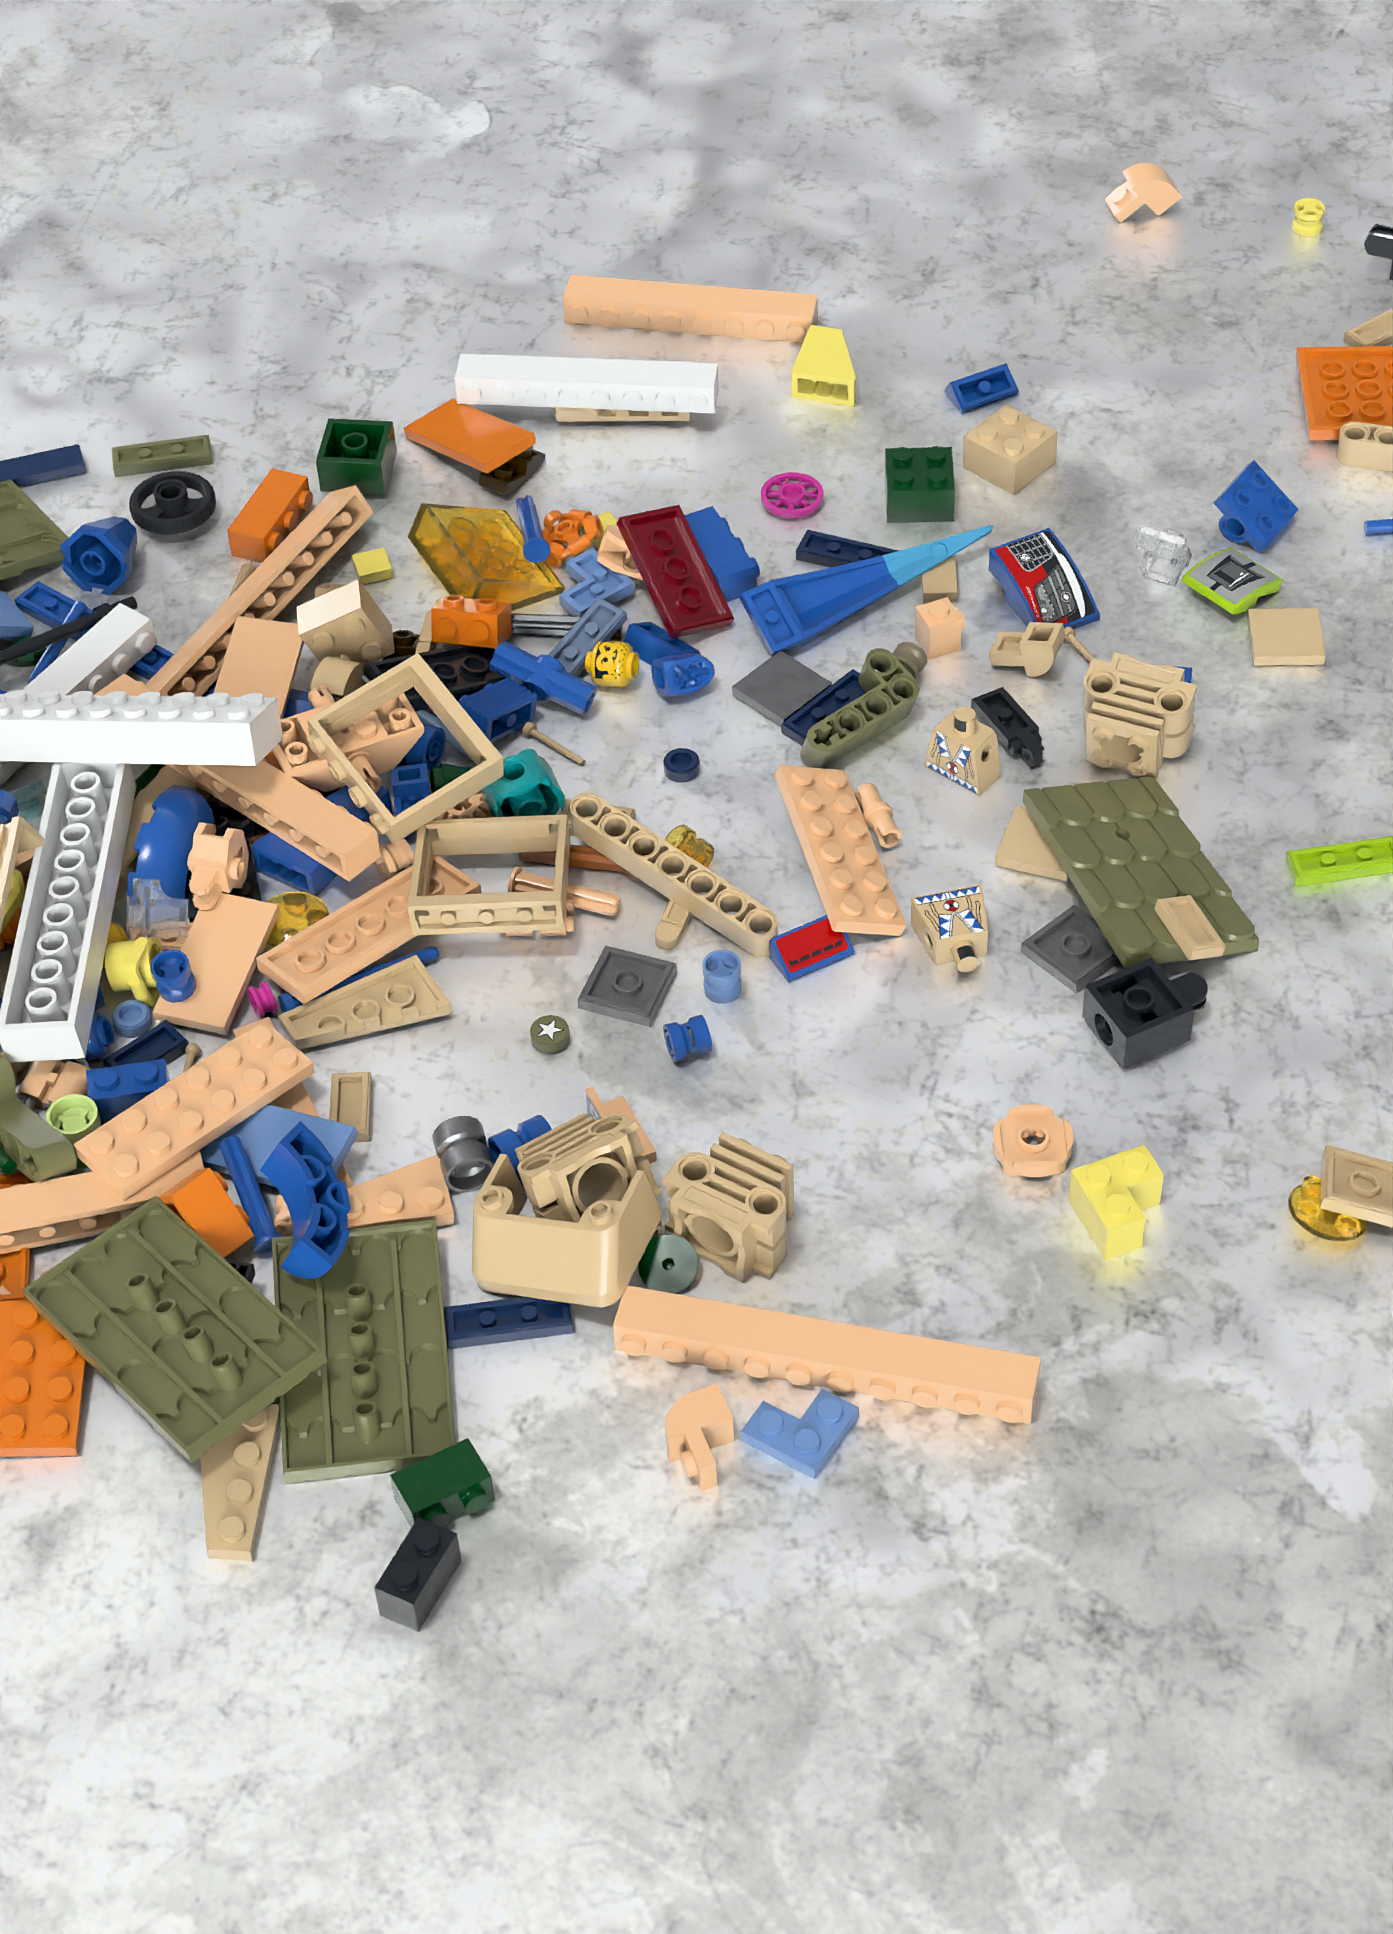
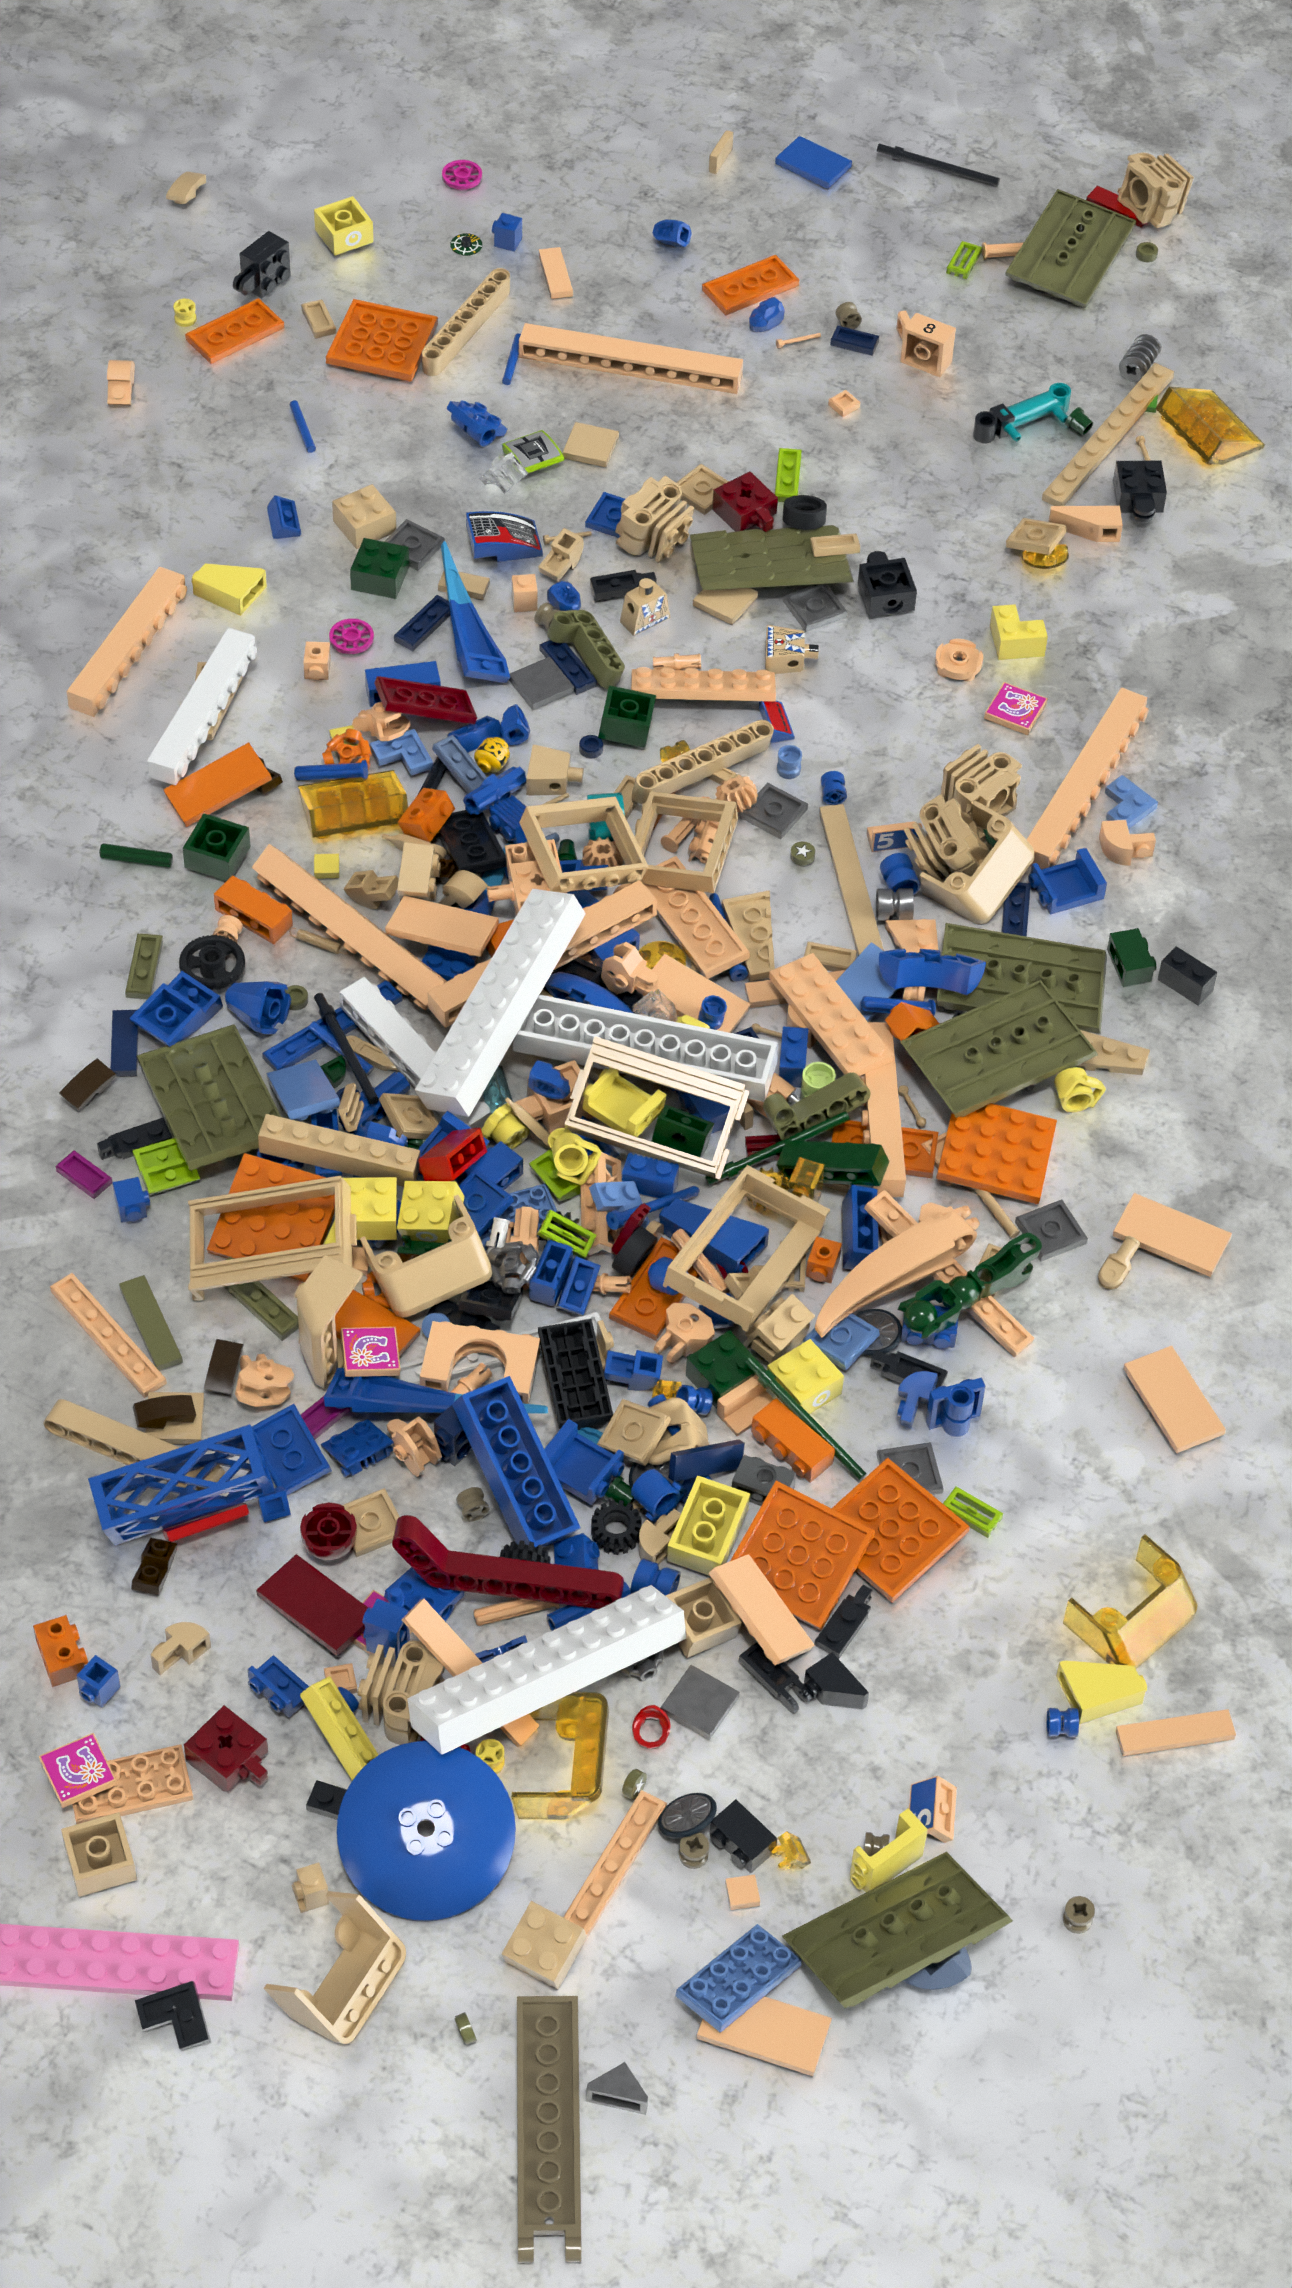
camera: 80 degrees left, 5 degrees up
(82, 489) = (177, 1009): none -> blue slope
(131, 1455) = (1075, 1089): none -> light yellow piece
(143, 589) = (299, 997): none -> olive tile
(227, 502) = (229, 927): none -> light nougat wheel
(262, 999) = (731, 982): dark pink bush -> none
(338, 395) = (136, 855): none -> dark green axle
(512, 1100) = (850, 877): none -> tan tile
(585, 1372) = (1068, 883): none -> blue panel
(605, 727) = (550, 772): none -> tan torso
(625, 926) = (738, 790): none -> light nougat gear
(724, 470) = (317, 660): none -> light nougat brick
(733, 776) = (627, 716): none -> dark green brick
(946, 668) = (564, 596): none -> blue rock
(959, 1238) = (1015, 708): none -> tile
(992, 505) = (421, 542): none -> flat silver tile
(1162, 365) = (303, 428): none -> blue bar
(1241, 816) = (745, 503): none -> dark red hinge
(1245, 898) = (804, 512): none -> black tyre
(1261, 773) = (698, 488): none -> tan tile
(1308, 269) = (234, 331): none -> orange tile

